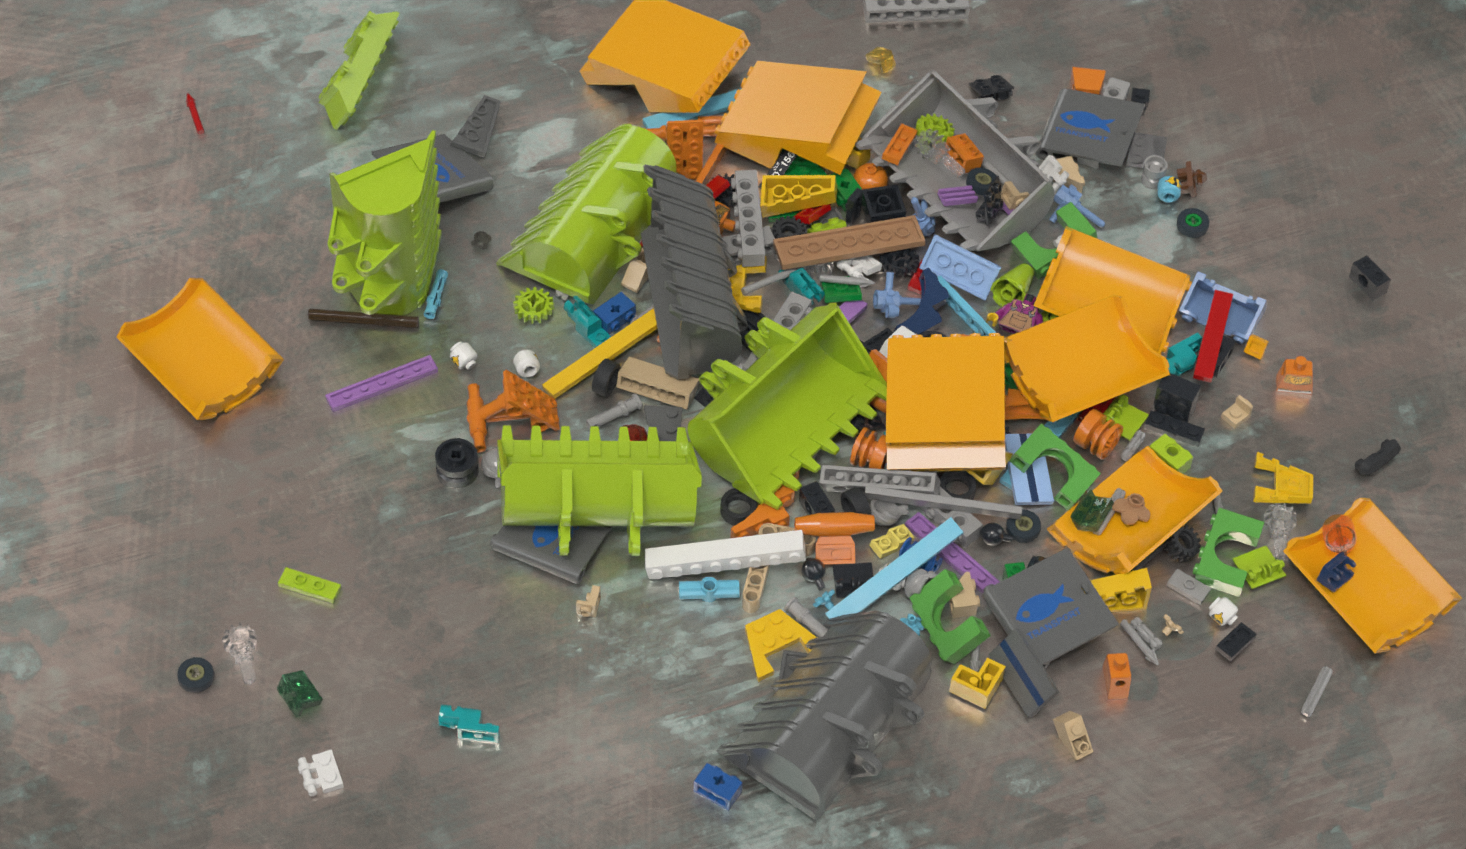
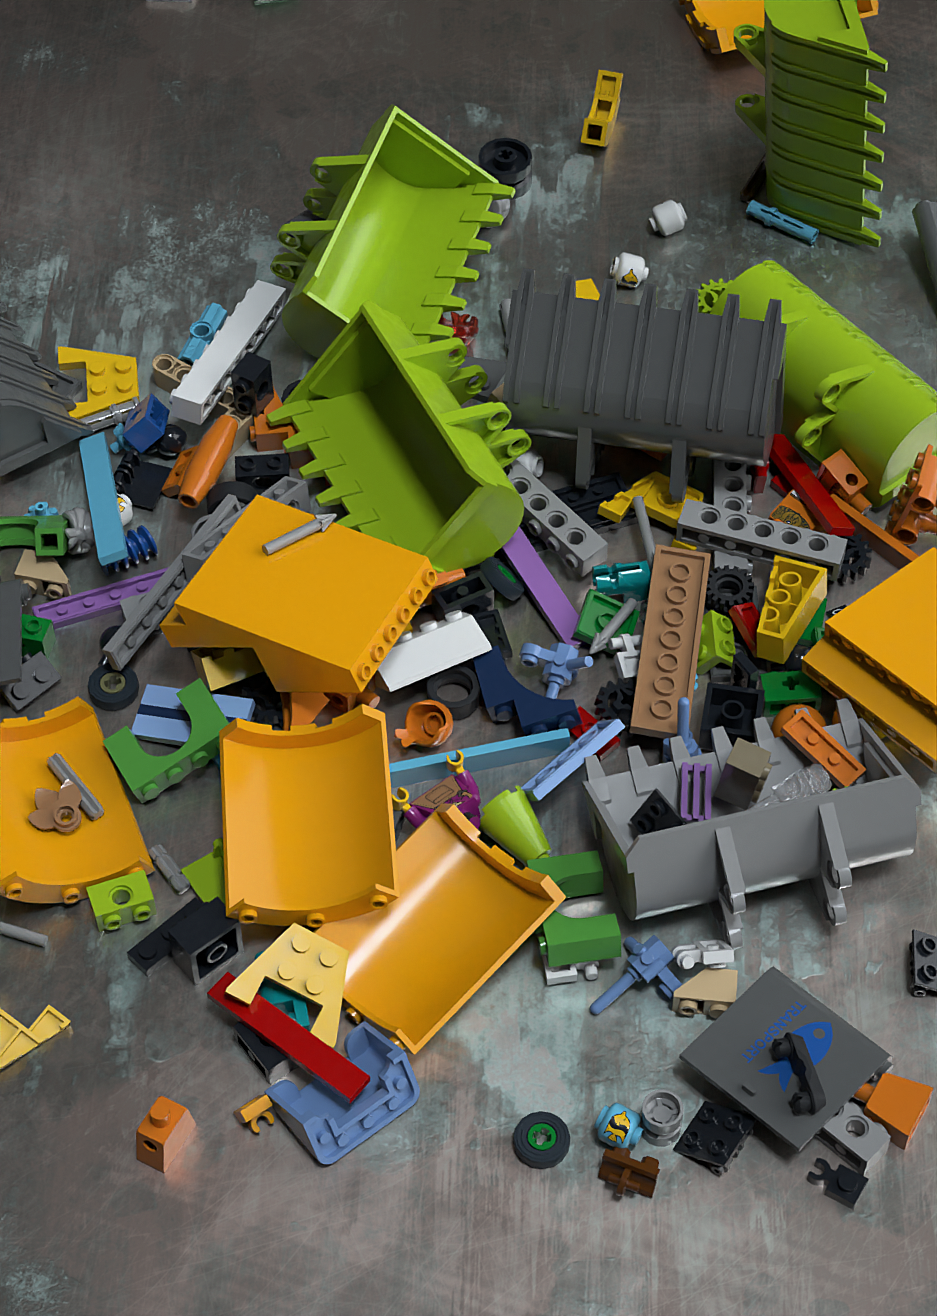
camera: 115 degrees right, 0 degrees up
(309, 585) = (408, 27): lime plate -> none
(374, 425) = (604, 110): none -> yellow arch
(381, 383) = (665, 147): medium lavender tile -> none
(468, 724) = (153, 96): teal plate -> none
(481, 240) = (856, 286): clear smoke plate -> none
(517, 402) = (552, 229): orange plate -> none
(590, 606) = (247, 234): tan bracket -> none
(763, 515) = (252, 384): none -> black brick
(819, 572) = (145, 423): none -> blue brick
(891, 542) = (171, 537): light yellow slope -> none
(895, 395) = (320, 522): none -> light grey piece
(943, 163) = (744, 774): none -> dark tan wedge
(1091, 511) = (80, 756): clear green bracket -> none
(1094, 115) = (812, 1095): none -> black piece
(1098, 434) = (190, 816): orange wheel -> none
(1174, 335) = (305, 967): none -> yellow wing
(1238, 412) = (152, 1029): tan bracket -> none

